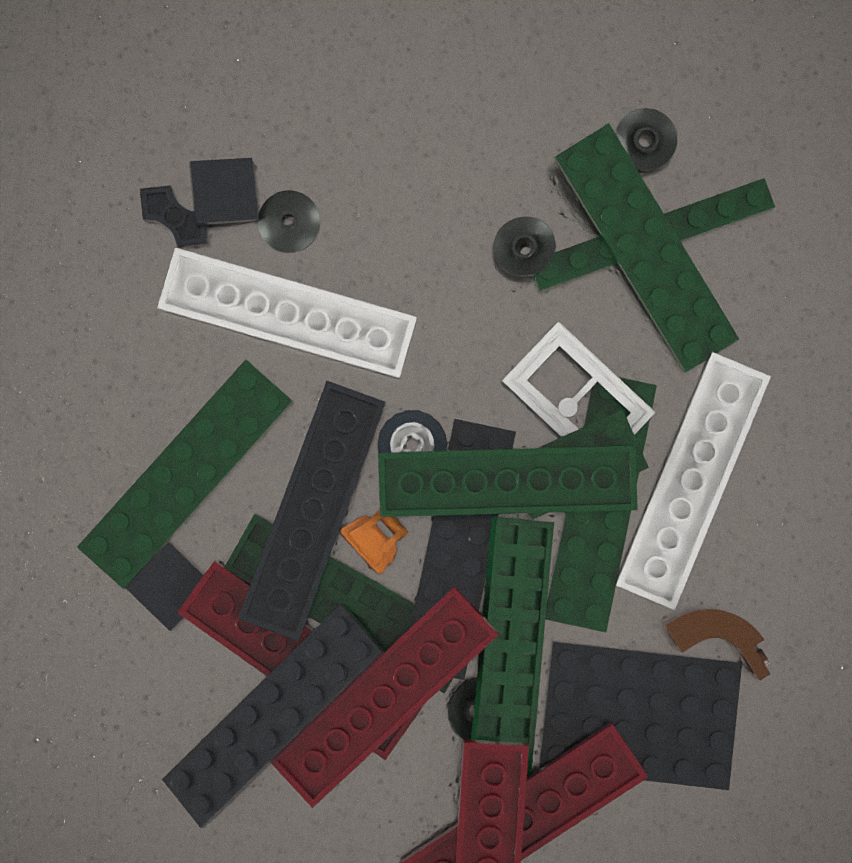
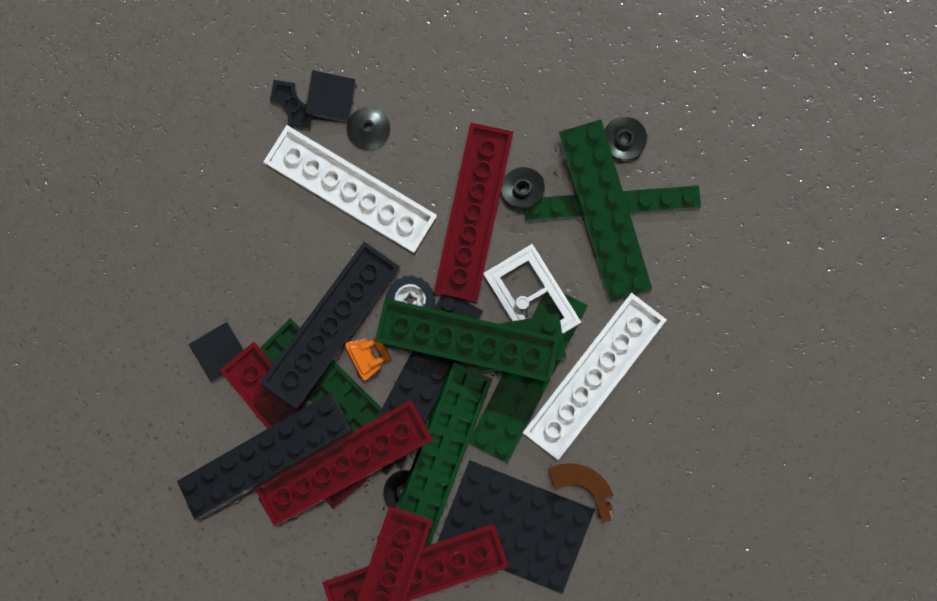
camera: 10 degrees right, 5 degrees down
(185, 474) = (250, 279): dark green plate -> none
(465, 299) = (473, 212): none -> dark red plate

